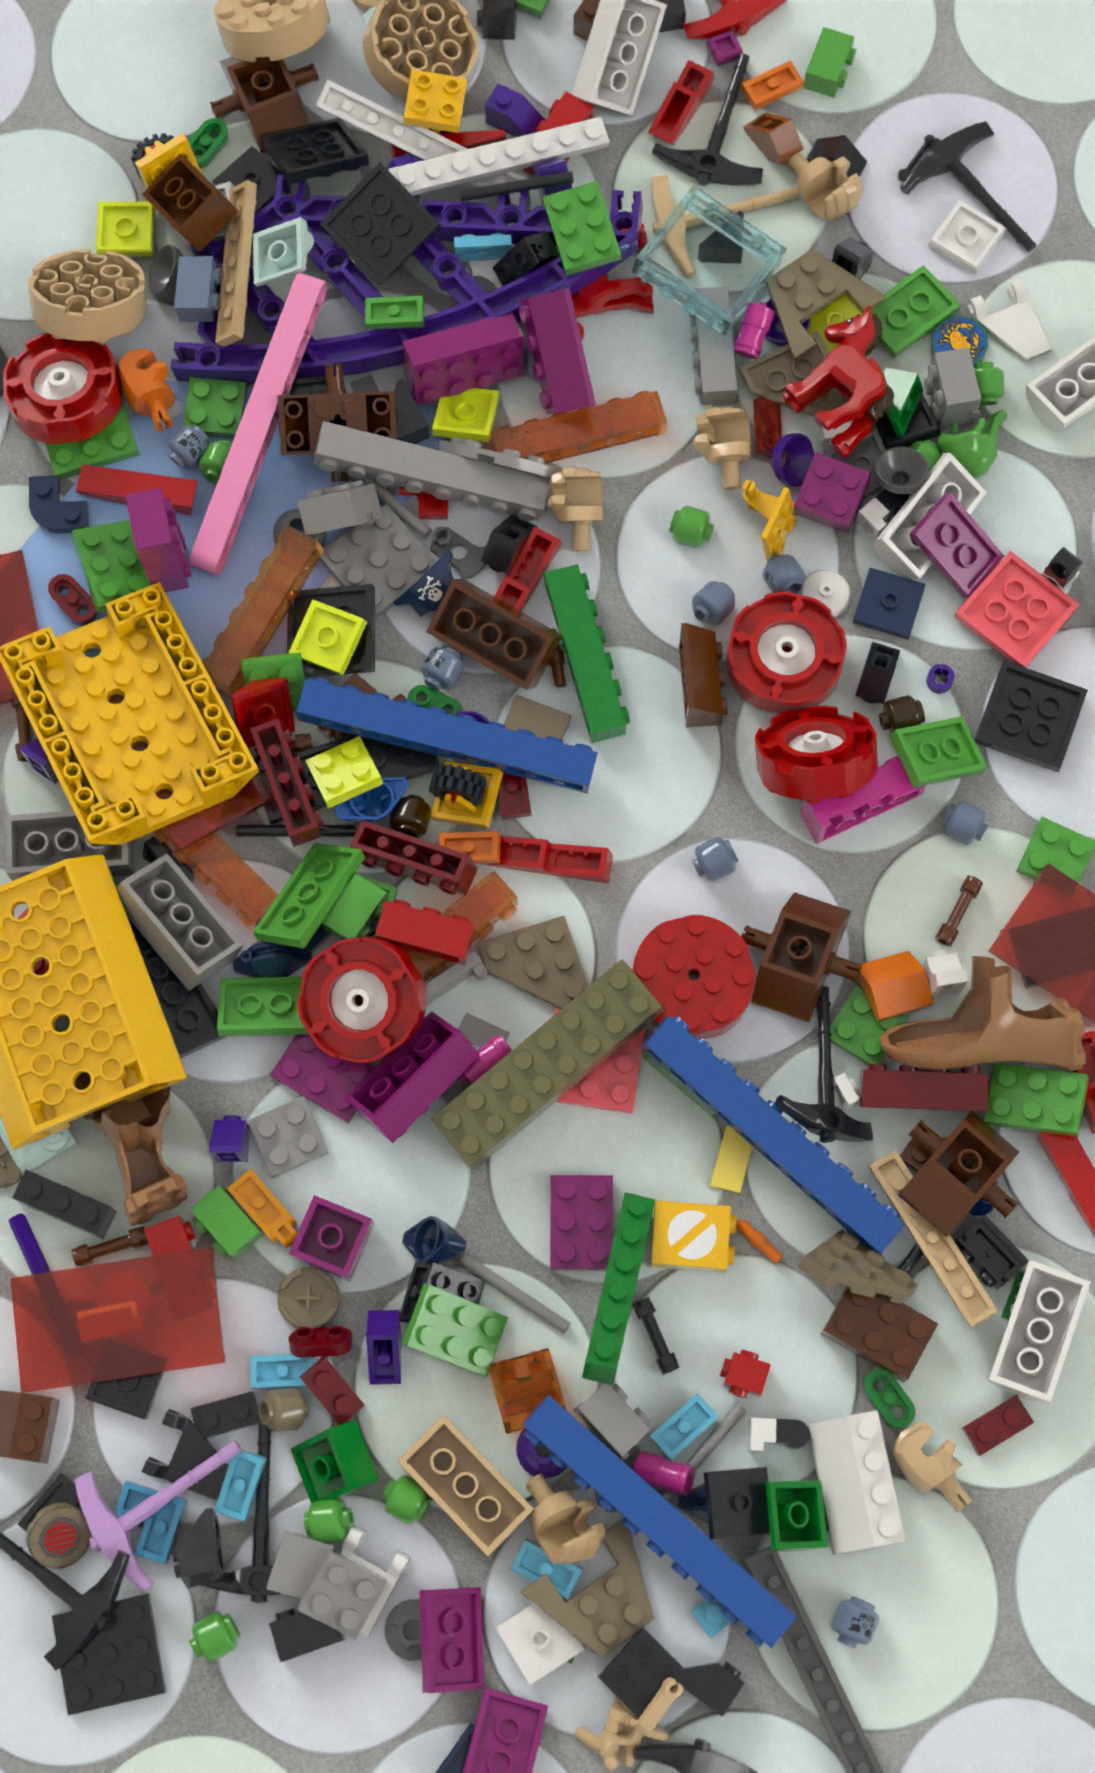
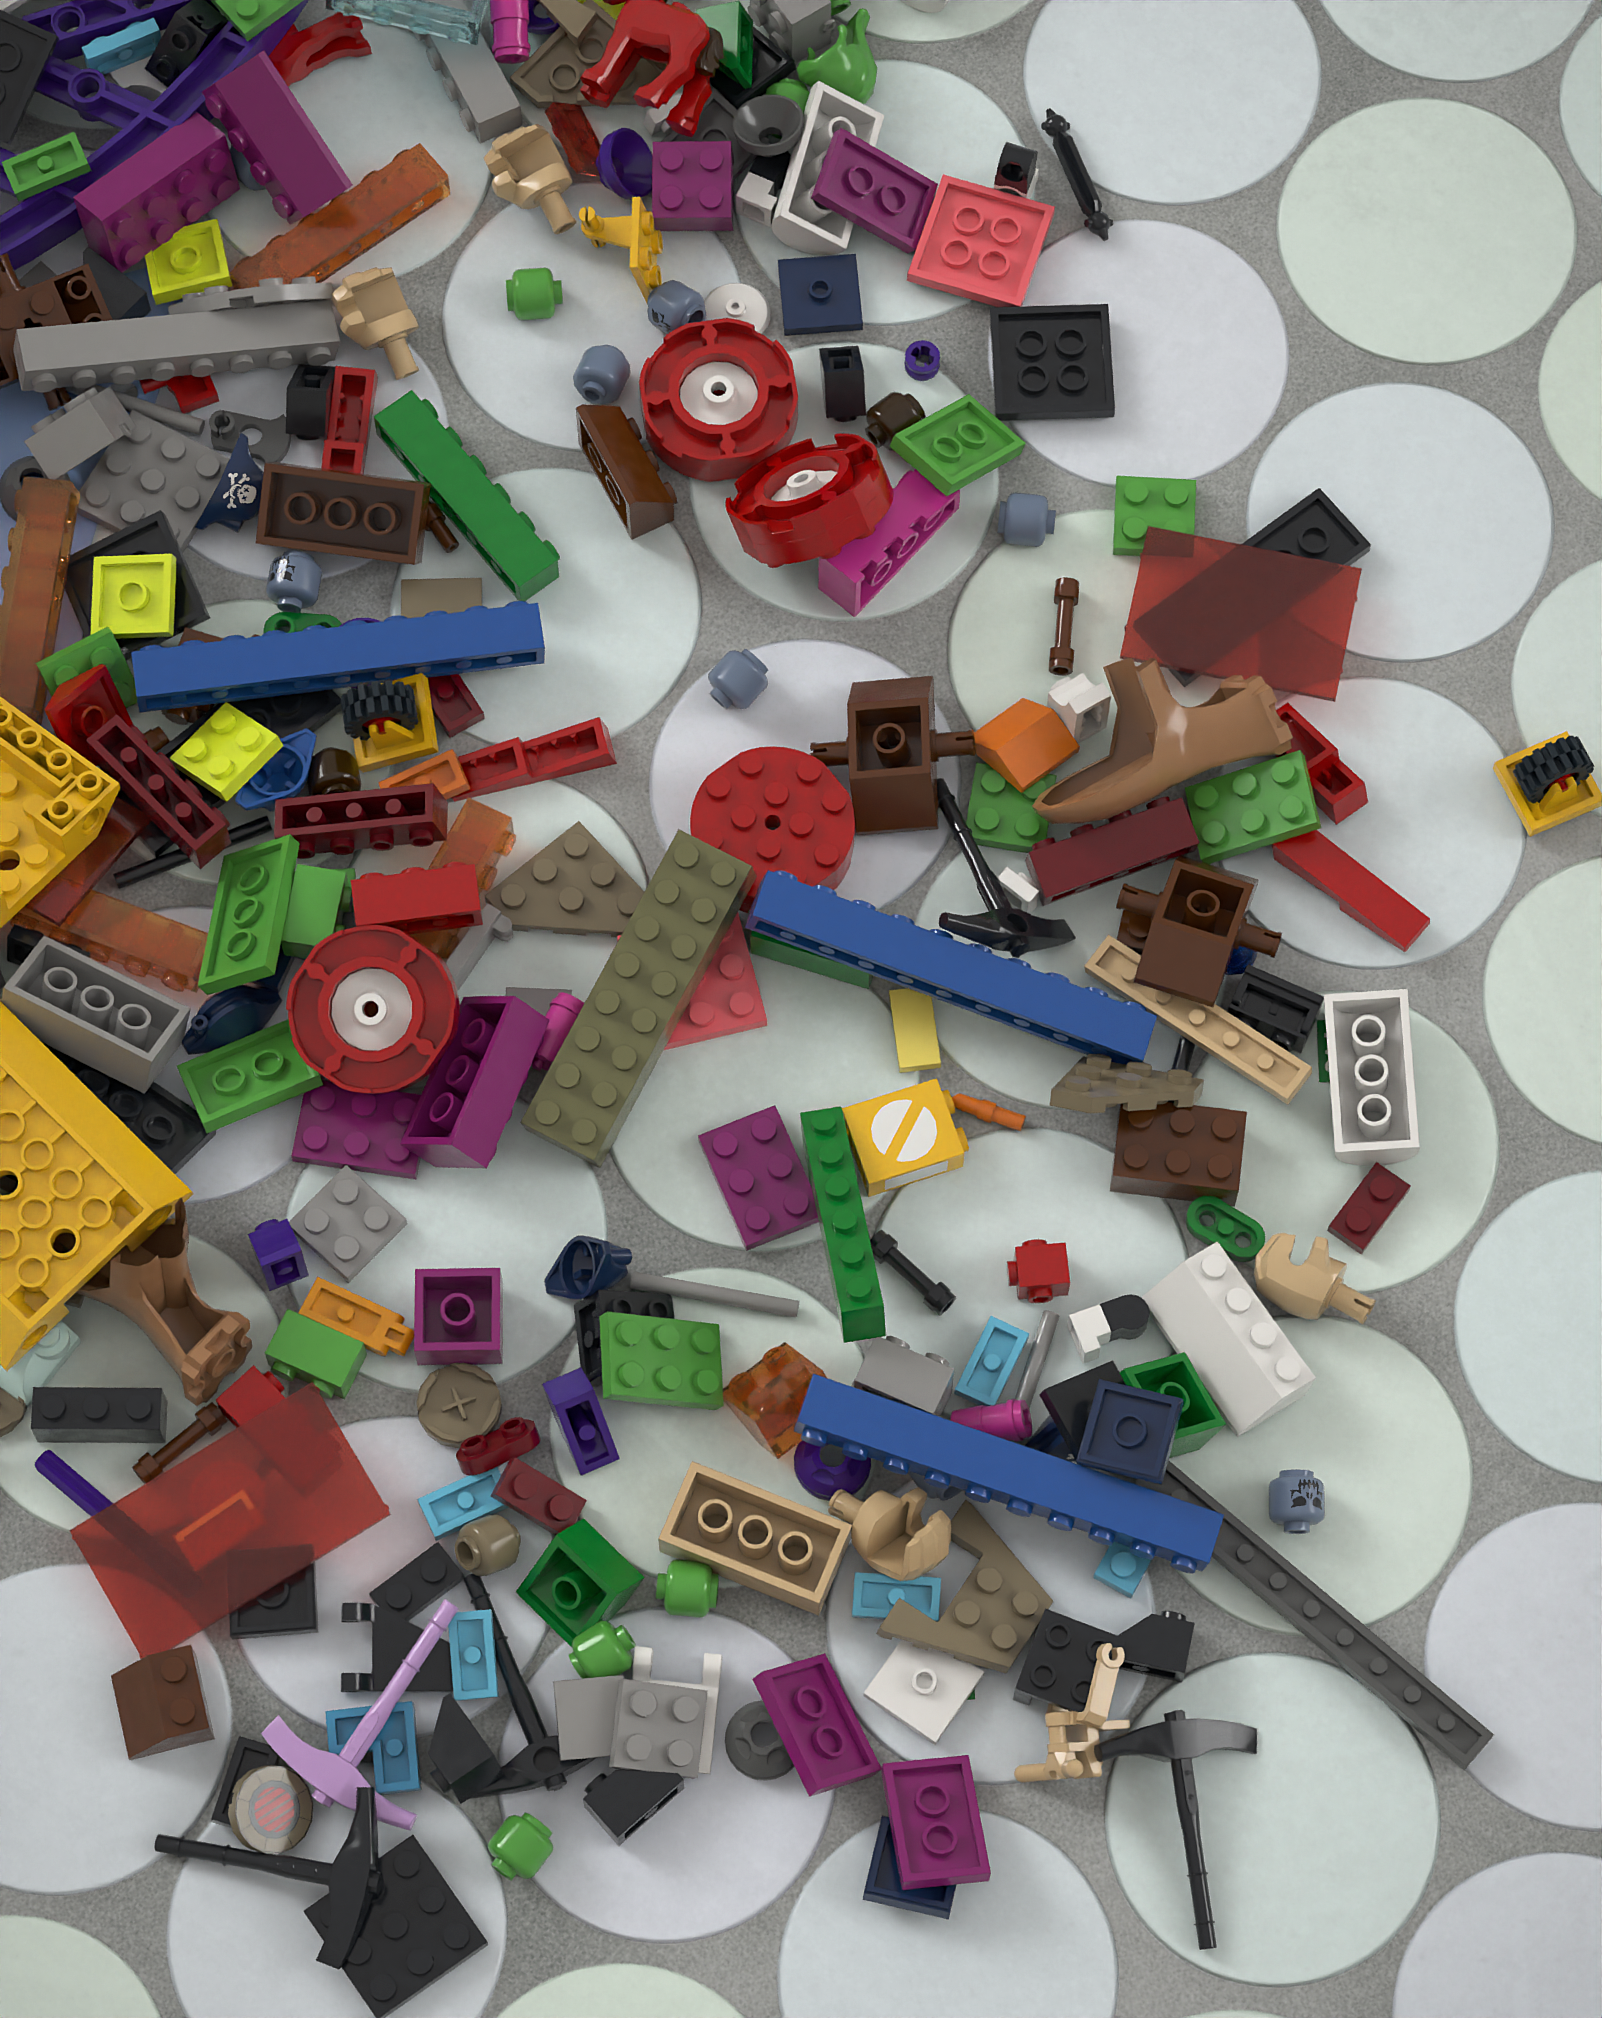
camera: 25 degrees left, 5 degrees down
(754, 1532) = (1130, 1431): none -> dark blue plate

